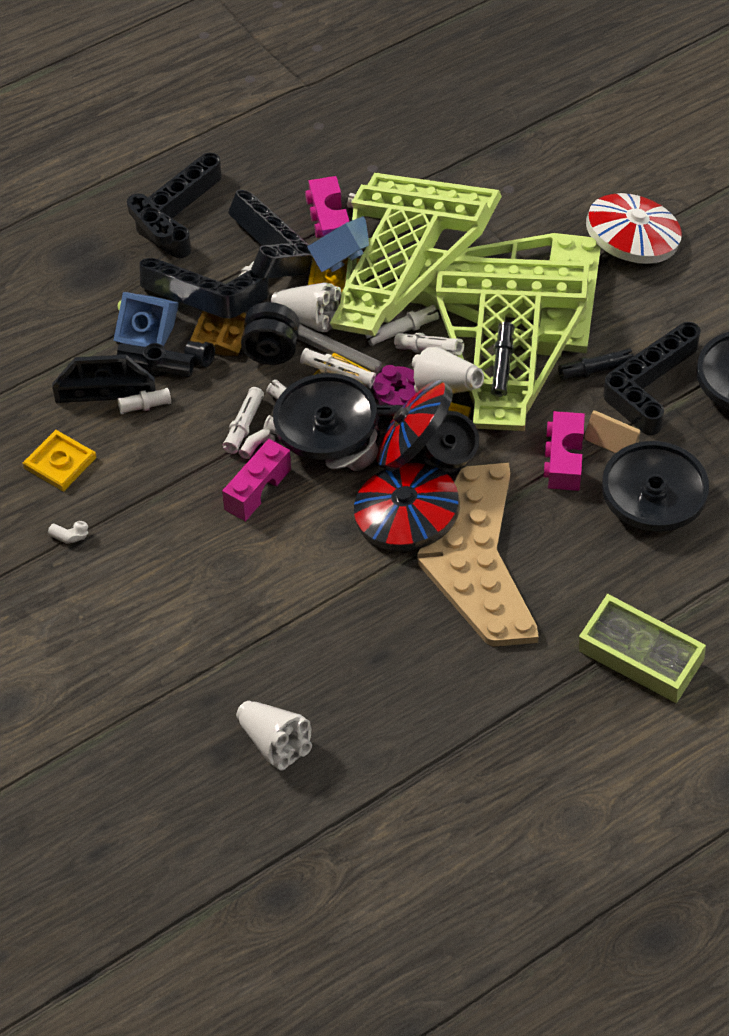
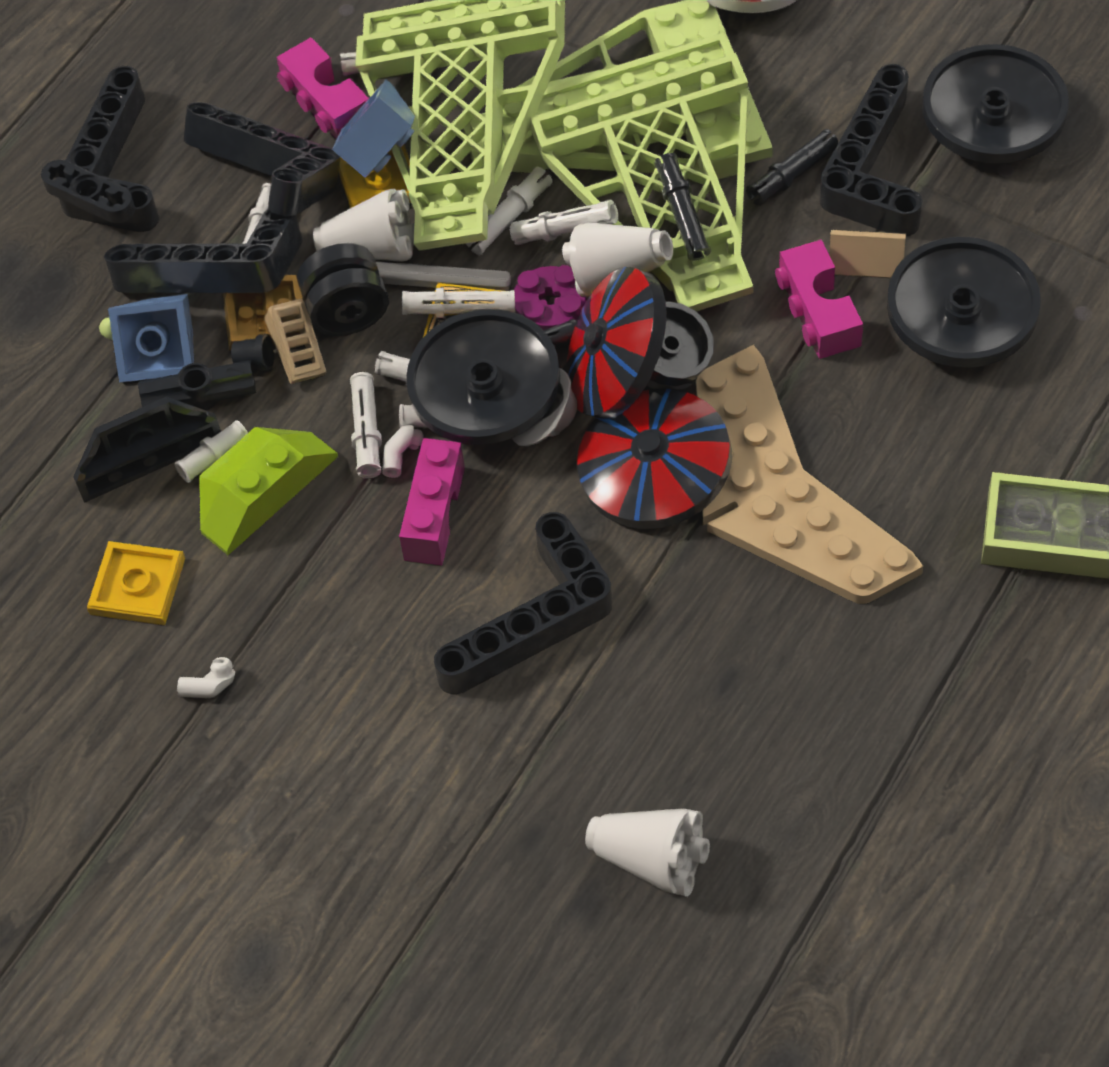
camera: 20 degrees left, 5 degrees up
(161, 429) = (257, 481): none -> lime wedge
(227, 338) = (289, 311): none -> tan slope
(314, 572) = (534, 614): none -> black beam

